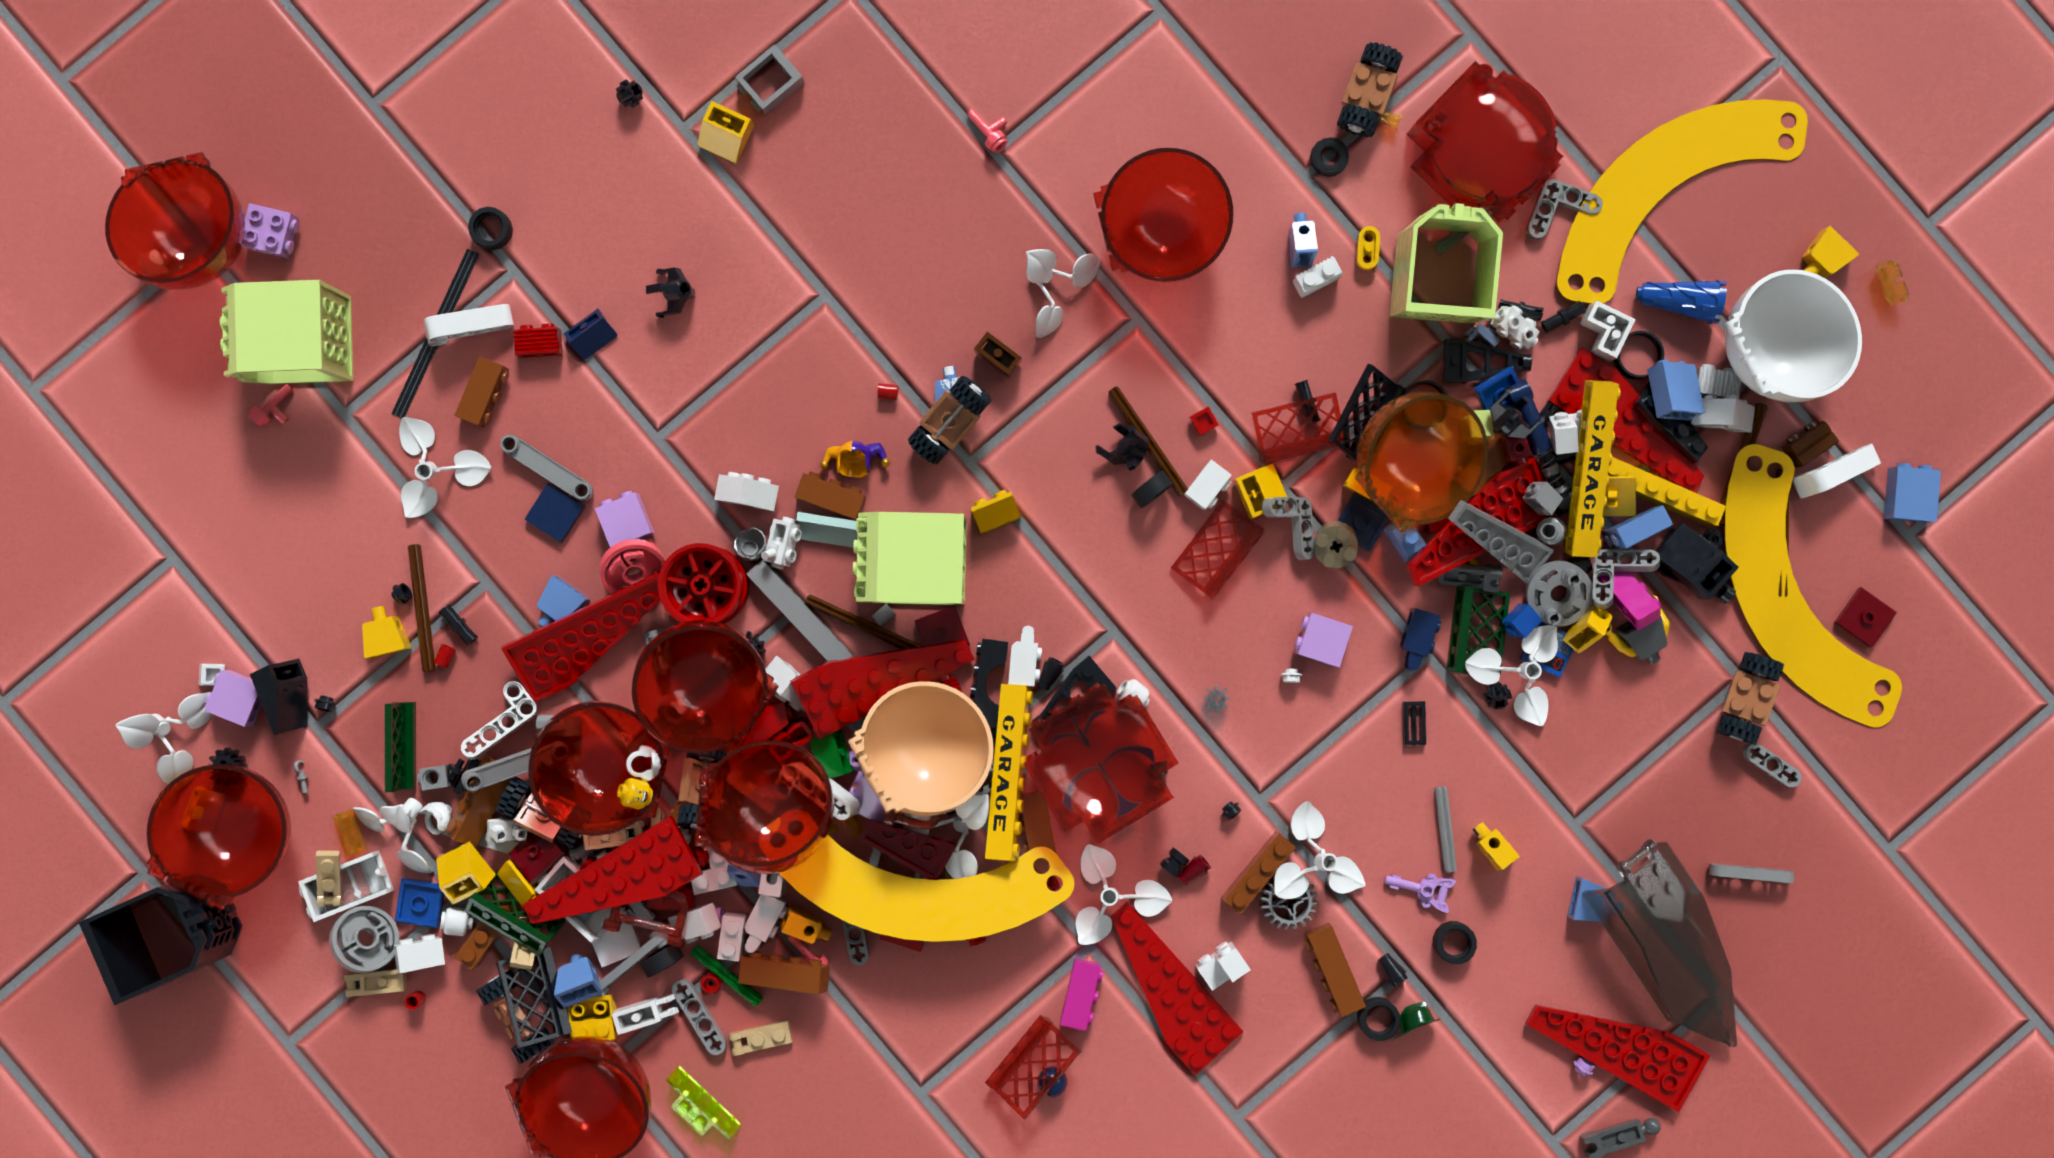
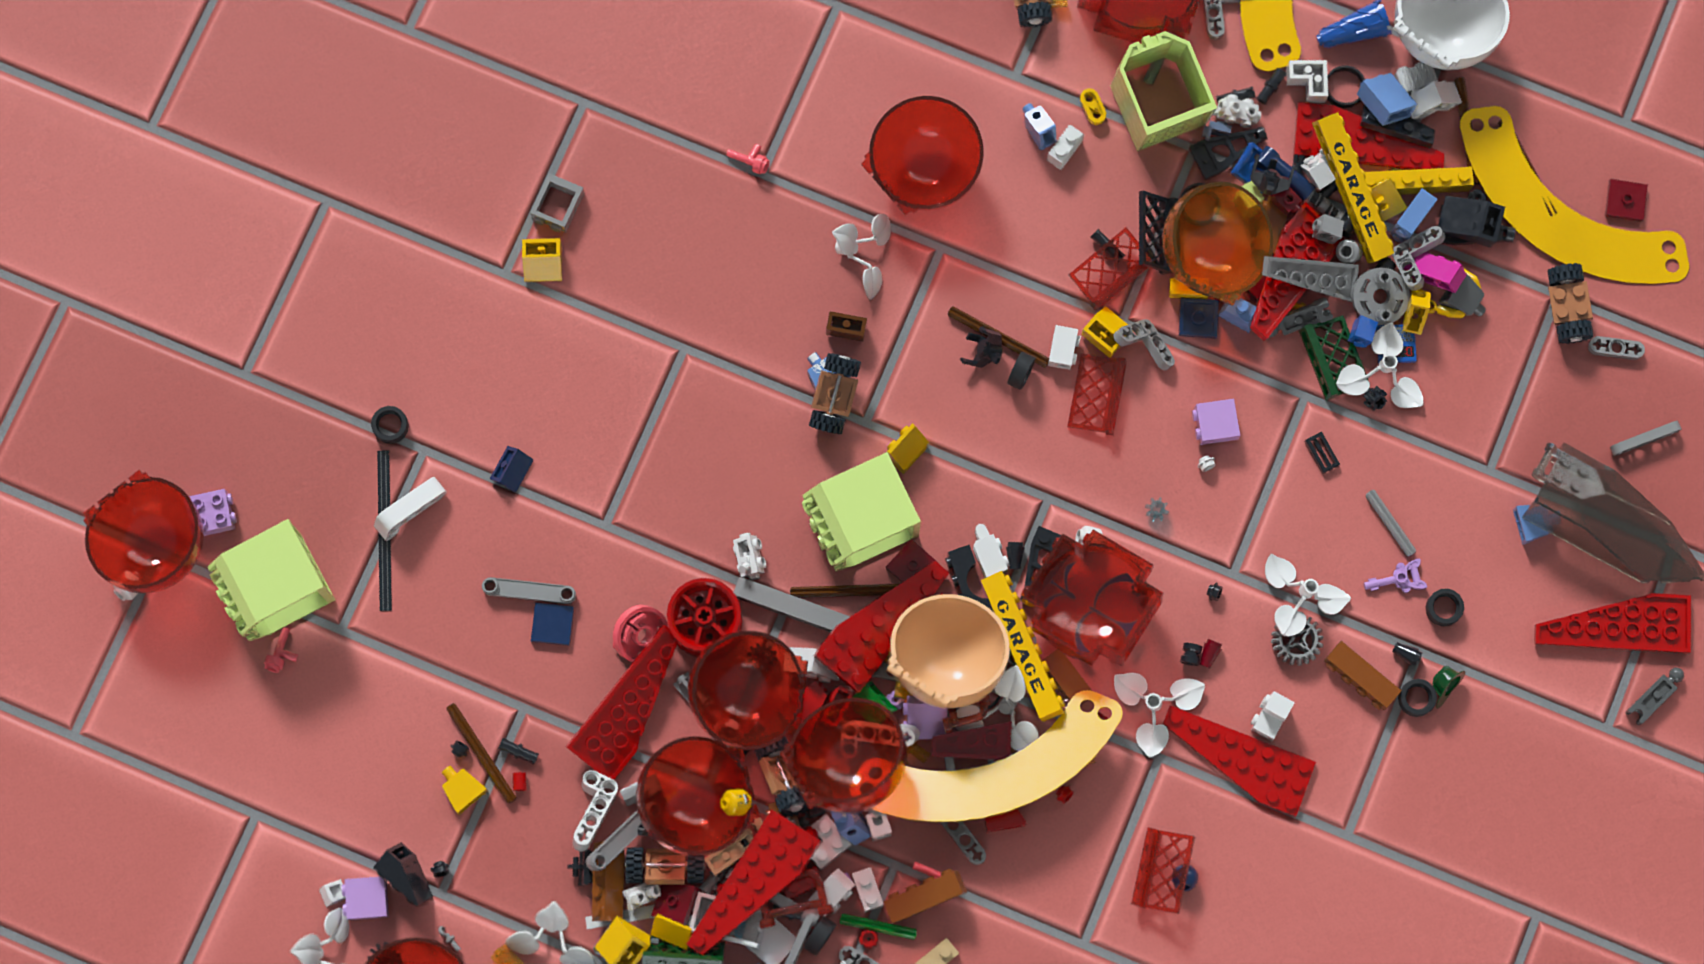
camera: 25 degrees left, 10 degrees down
(400, 746) = (520, 870): dark green fence -> none
(418, 497) = (436, 665): white plant -> none
(424, 777) = (569, 882): light grey brick -> none
(441, 812) = (582, 908): white piece -> none
(482, 392) = (447, 556): dark orange brick -> none
(538, 341) = (472, 494): red brick -> none
(559, 600) = (592, 690): medium blue torso -> none
(624, 518) = (612, 598): lavender brick -> none
(629, 93) = (450, 266): black gear -> none
(645, 751) = (741, 773): white piece -> none
(675, 290) = (564, 399): black piece -> none
(745, 491) = (700, 529): white brick -> none
(750, 544) = (724, 569): light grey hair -> none
(763, 920) = (885, 863): white hinge -> none
(796, 921) = (914, 851): light orange torso -> none
(827, 529) = (782, 528): light aqua panel -> none
(830, 495) = (768, 501): dark orange brick -> none
(854, 458) = (773, 462): light orange piece -> none
(883, 615) = (858, 574): light grey hinge -> none
(888, 391) = (772, 398): red hinge -> none
(1081, 994) = (1171, 796): dark pink brick -> none
(1204, 421) = (1034, 299): red plate -> none
(1258, 872) = (1261, 628): dark orange brick -> none
(1335, 145) = (1026, 63): black tyre -> none
(1345, 537) = (1198, 344): dark tan brick -> none
(1419, 636) = (1289, 383): dark blue hinge -> none
(1502, 853) = (1443, 517): yellow torso -> none
(1583, 1066) = (1598, 654): lavender plate -> none
(1809, 444) = (1511, 90): reddish brown brick -> none
(1836, 471) = (1542, 100): white beam -> none
(1912, 493) = (1609, 89): medium blue brick -> none

